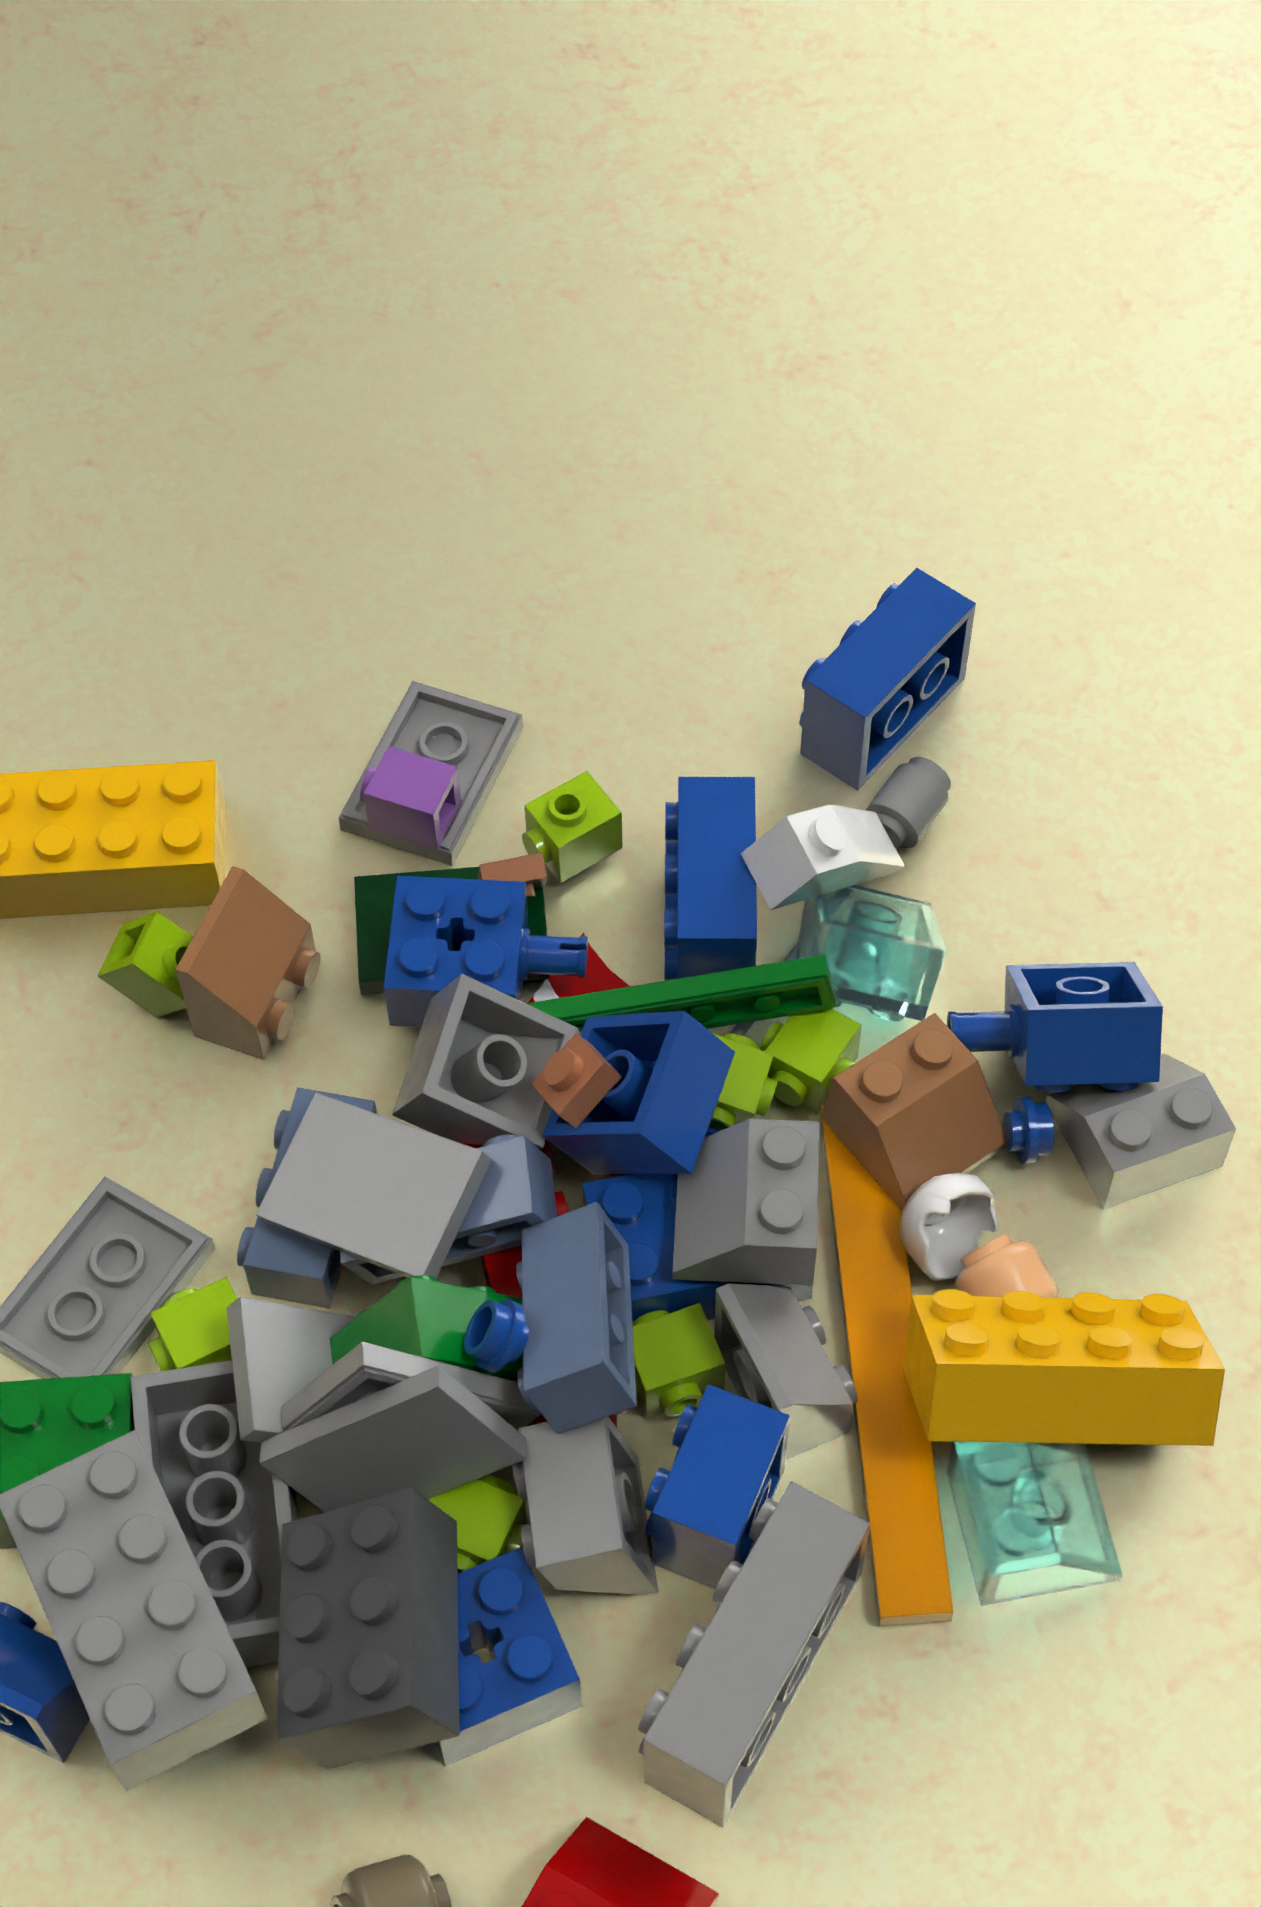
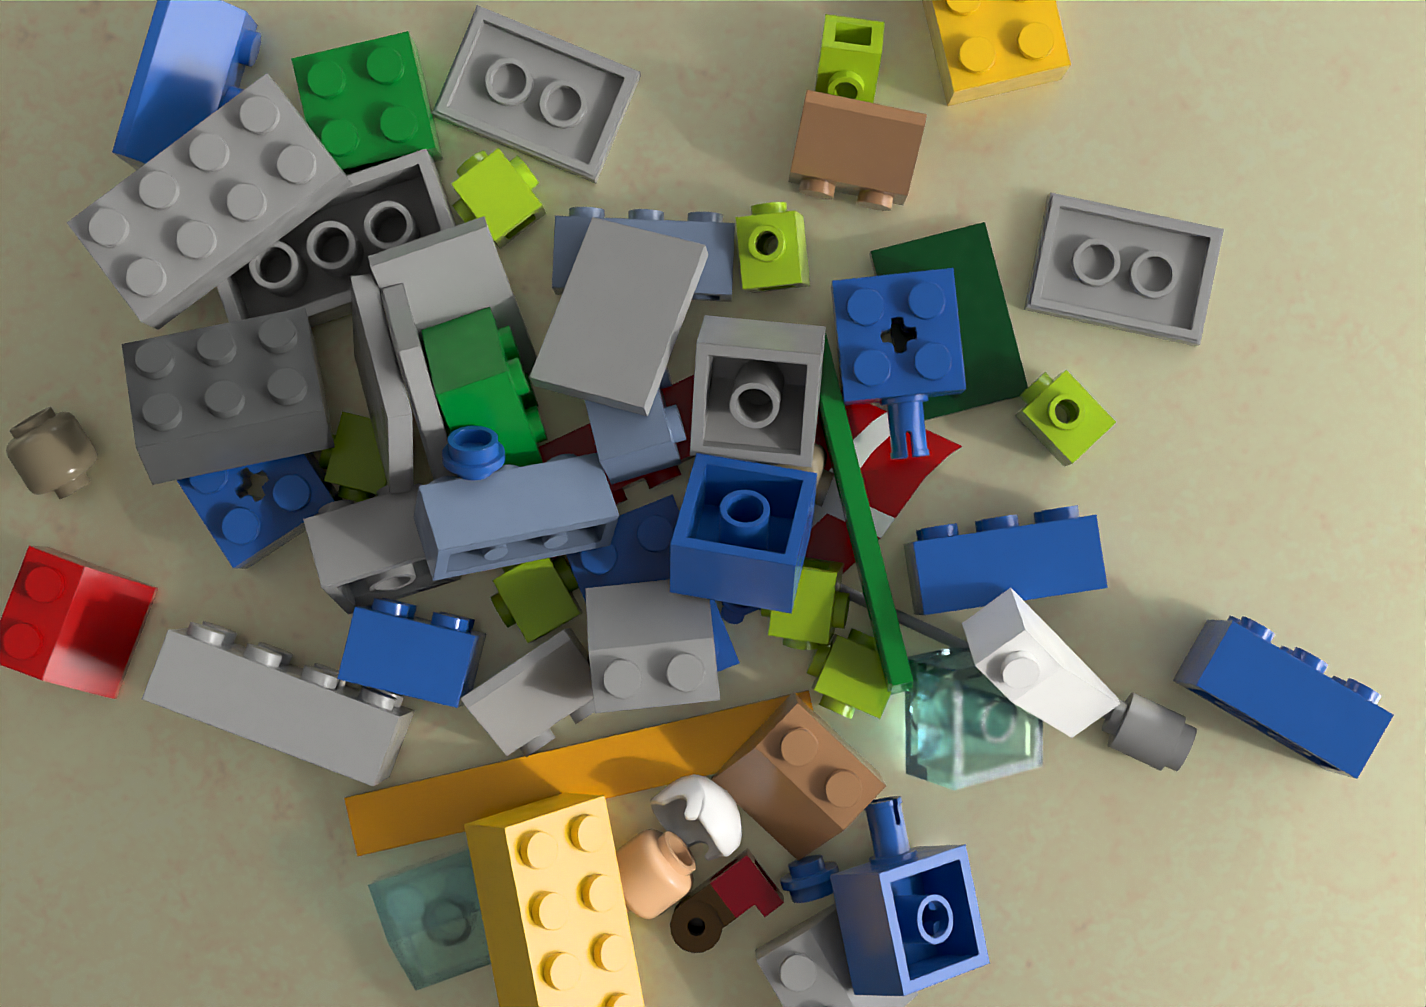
camera: 80 degrees right, 30 degrees up
(335, 1058) = (784, 267): none -> lime brick
(411, 797) = (1067, 258): medium lavender brick -> none
(522, 869) = (990, 372): nougat plate -> none
(575, 1080) = (738, 476): nougat plate -> none
(1037, 1211) = (722, 899): none -> leg

